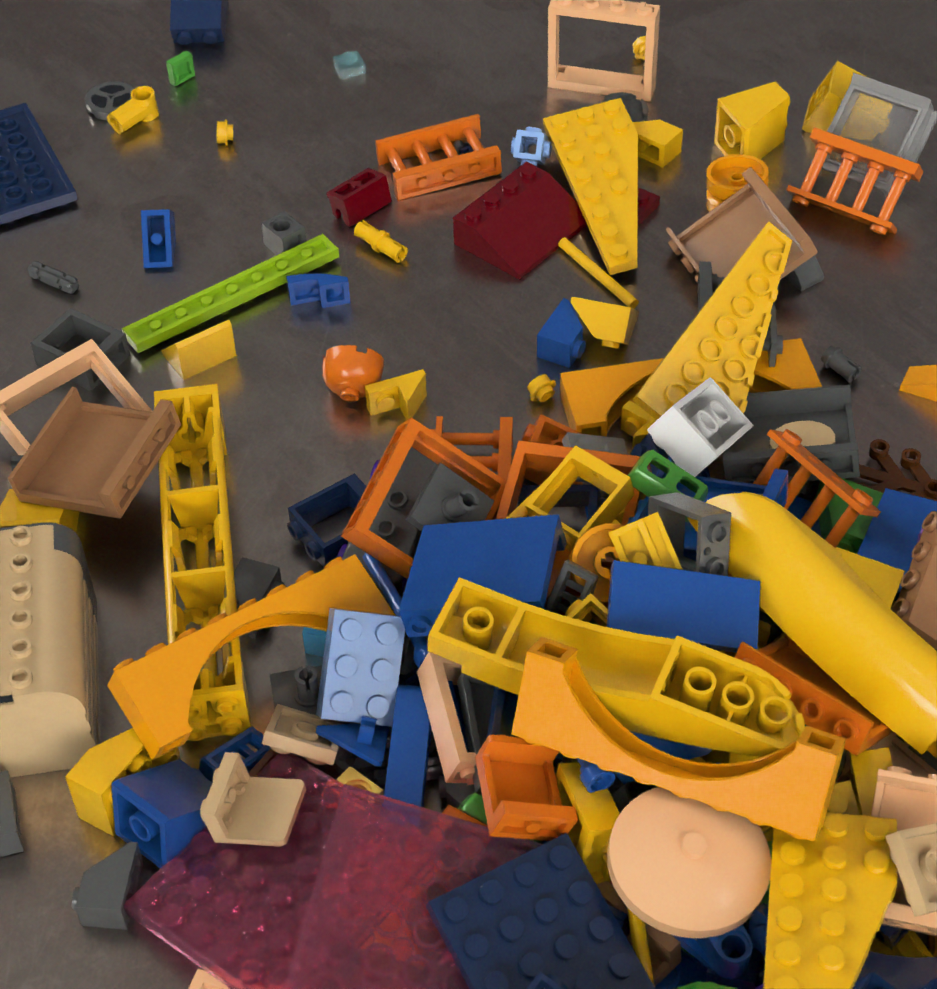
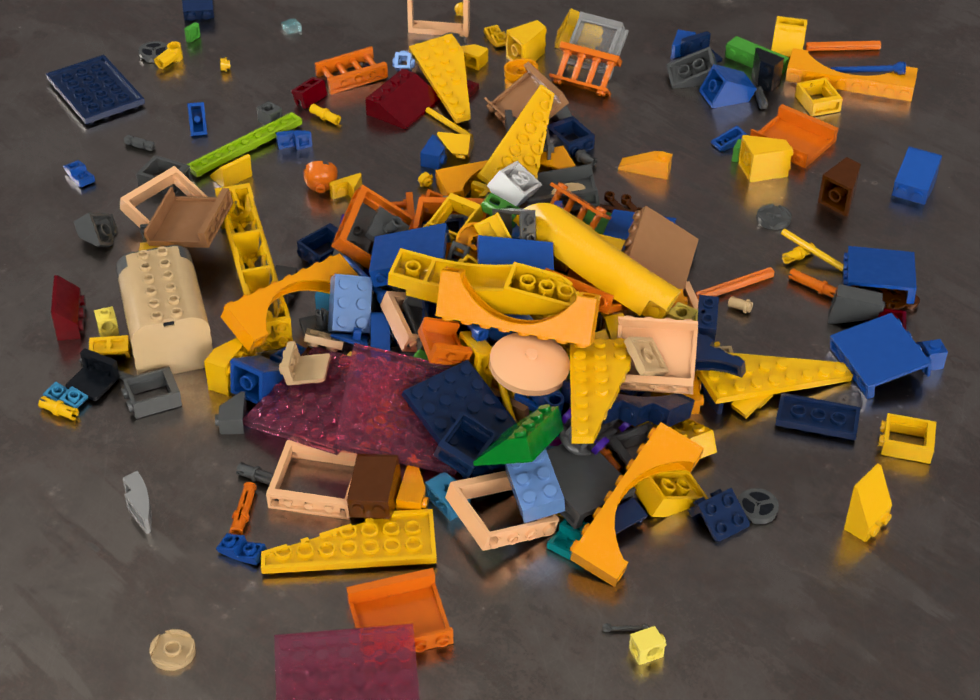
camera: 10 degrees left, 5 degrees down
(699, 102) = (495, 35): none -> yellow slope
(810, 296) = (568, 126): none -> dark blue window

